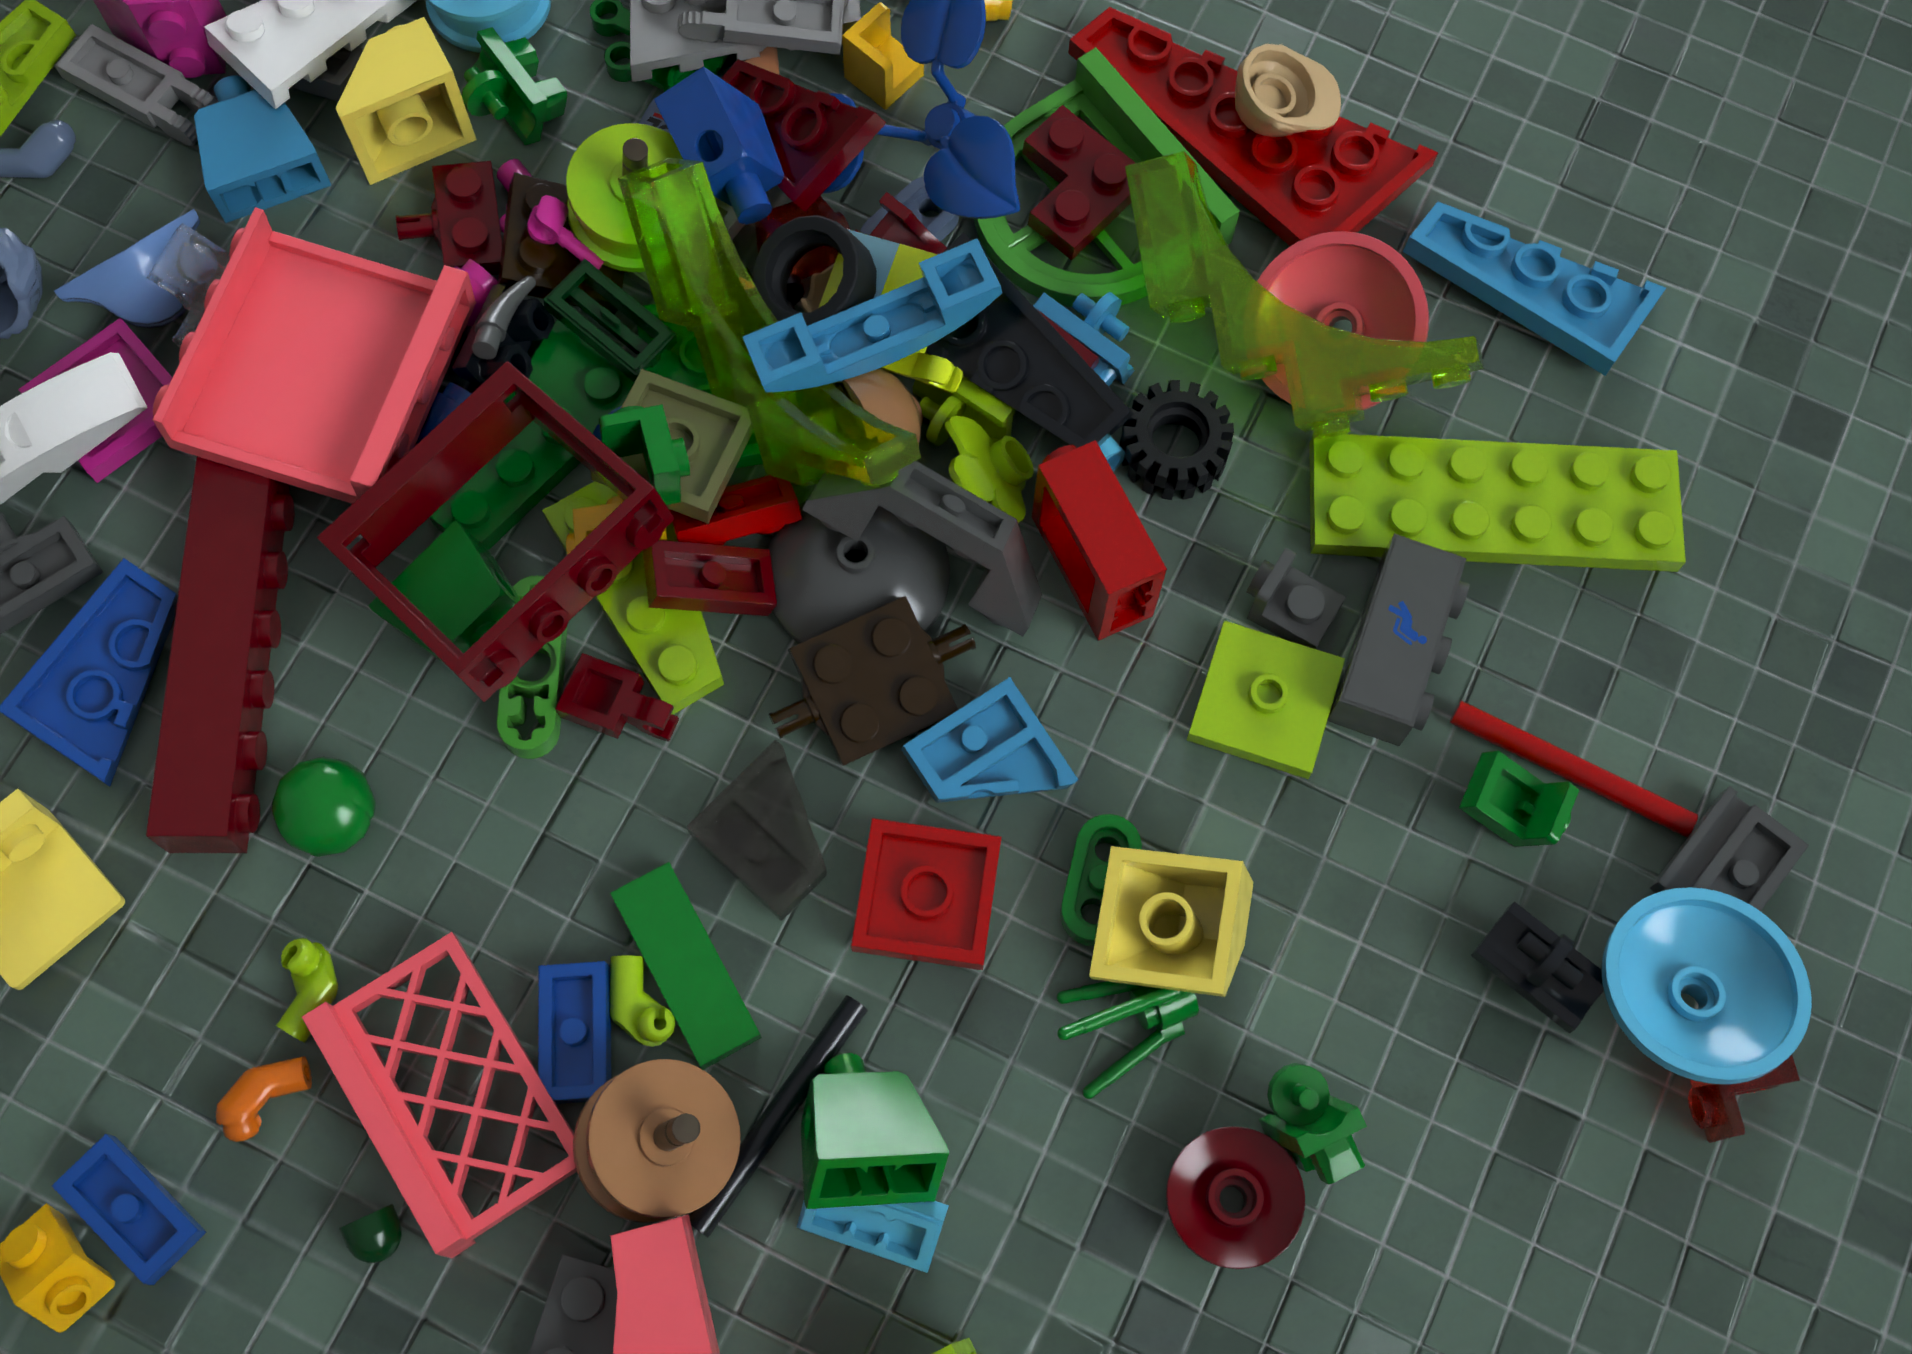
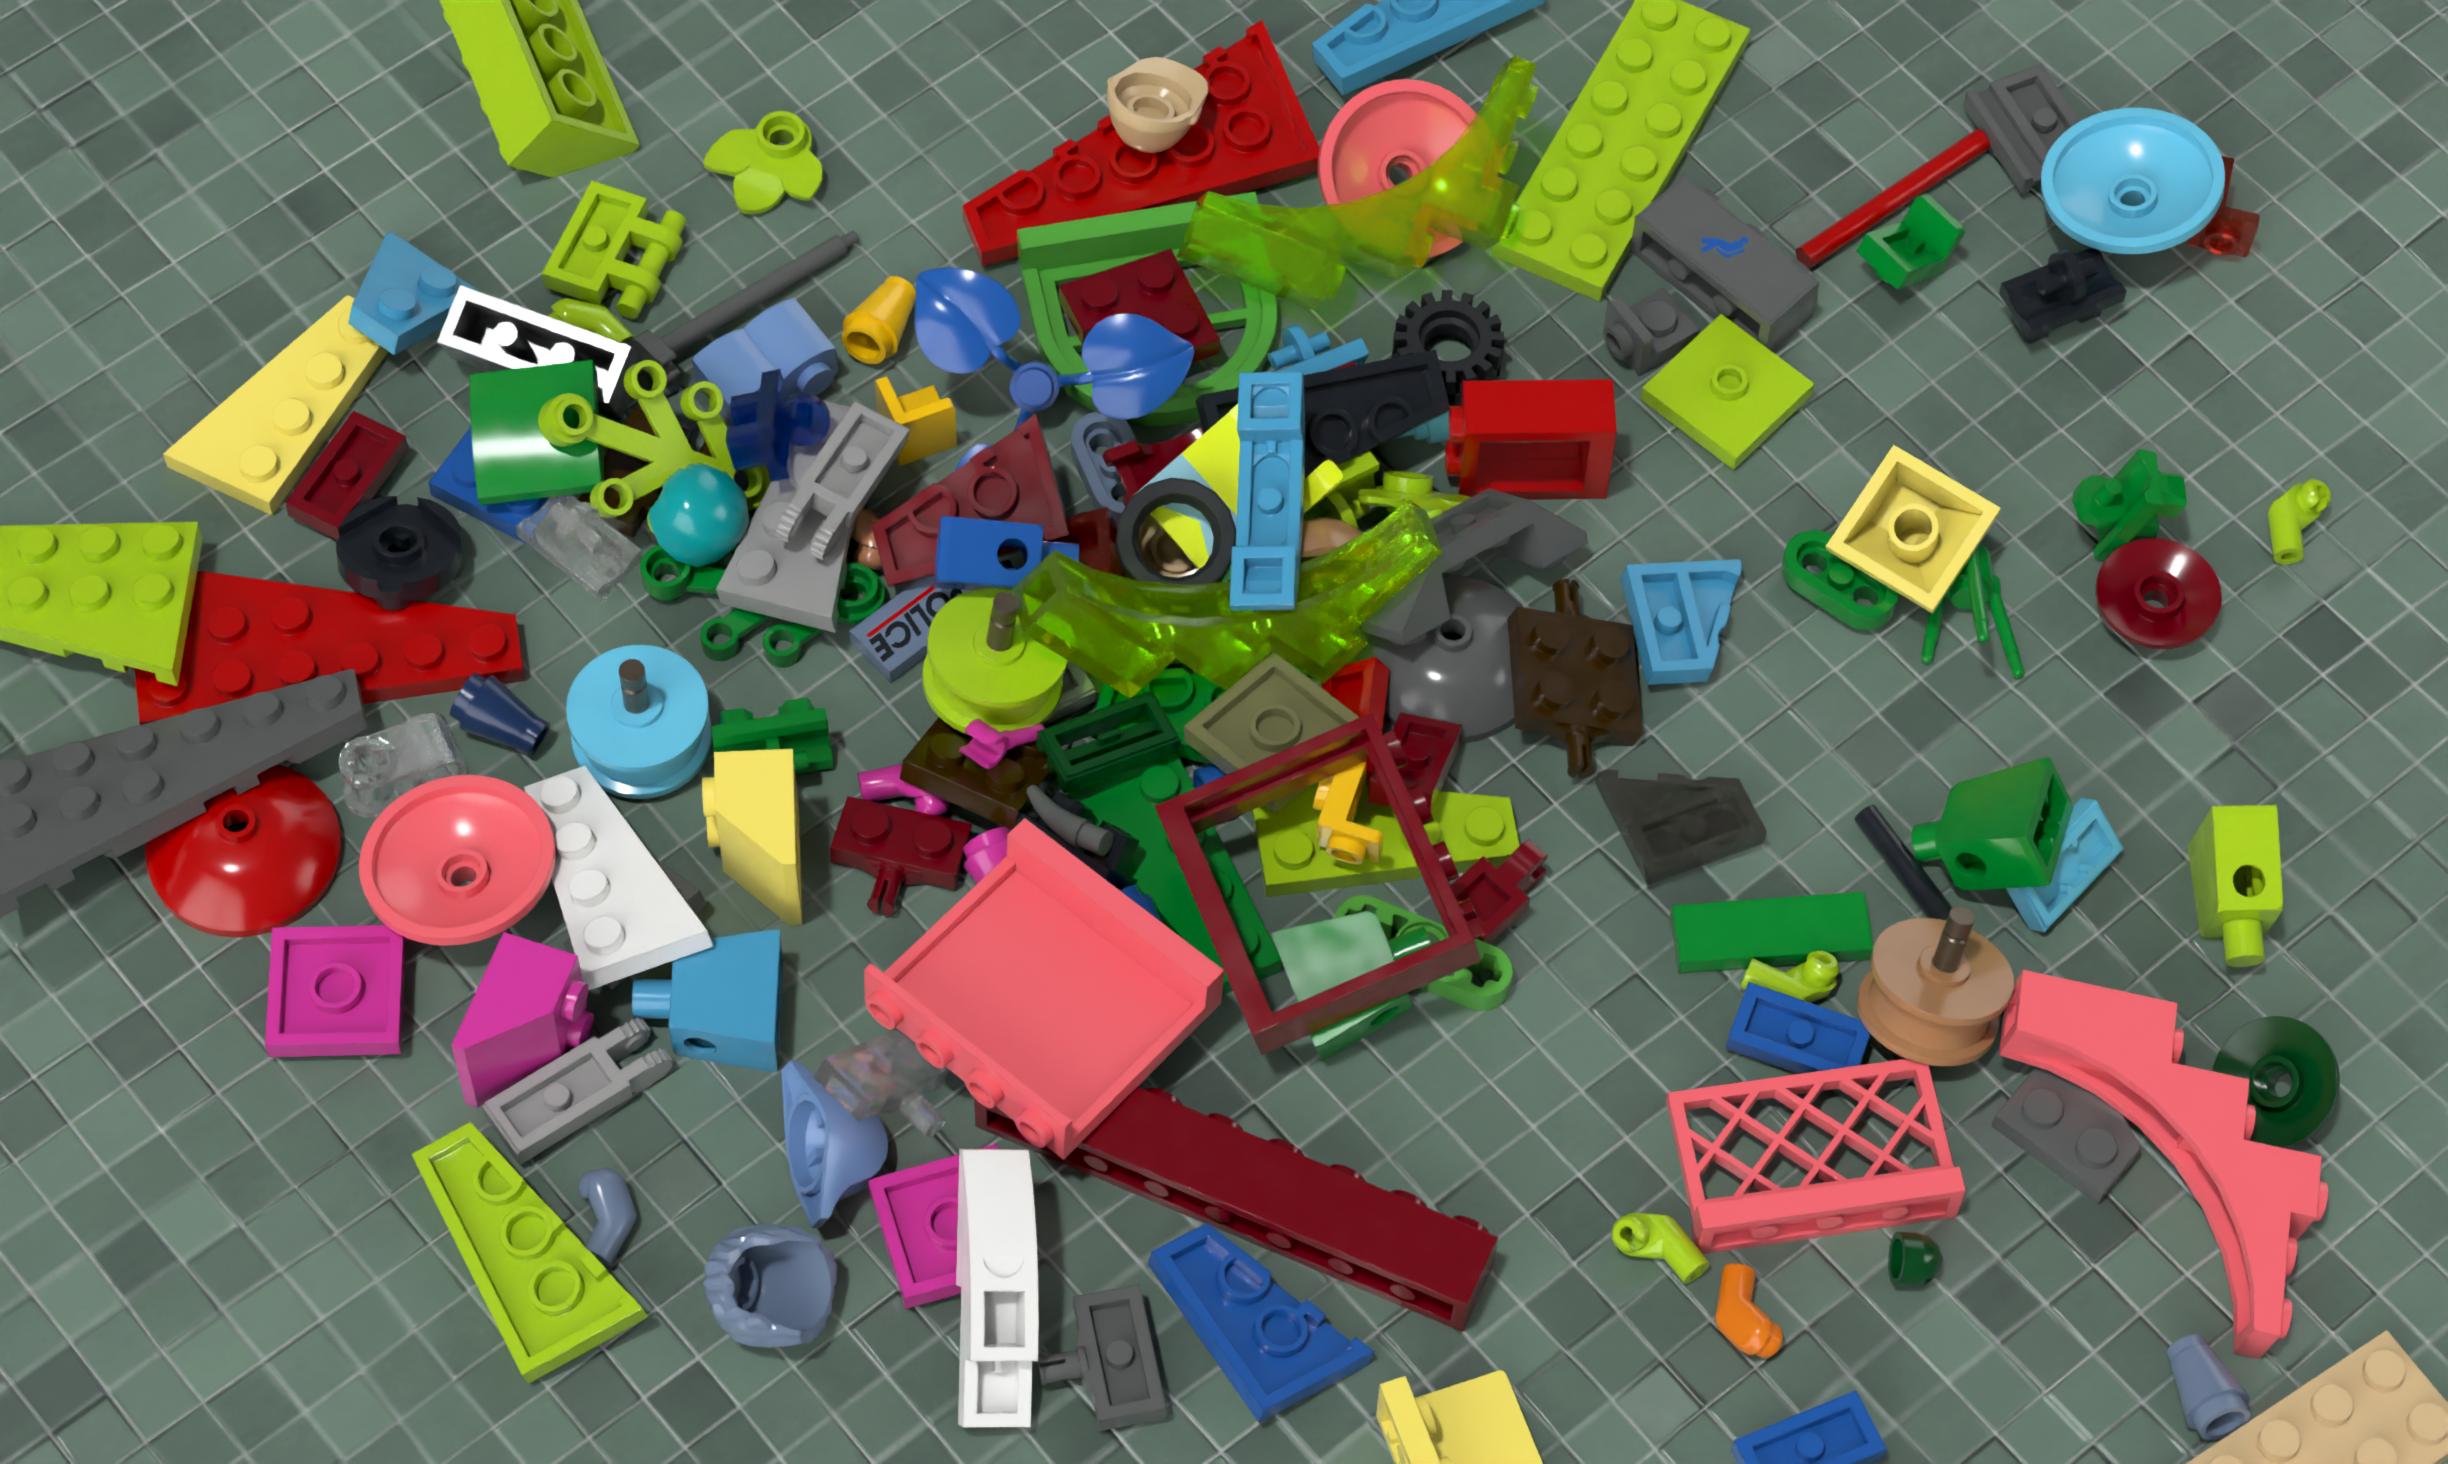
camera: 65 degrees left, 10 degrees down
(323, 806) = (1483, 1172): green hair -> none
(646, 431) = (1292, 721): green bracket -> none
(926, 894) = (1793, 715): red plate -> none
(1410, 1303) = (2291, 515): none -> lime arm

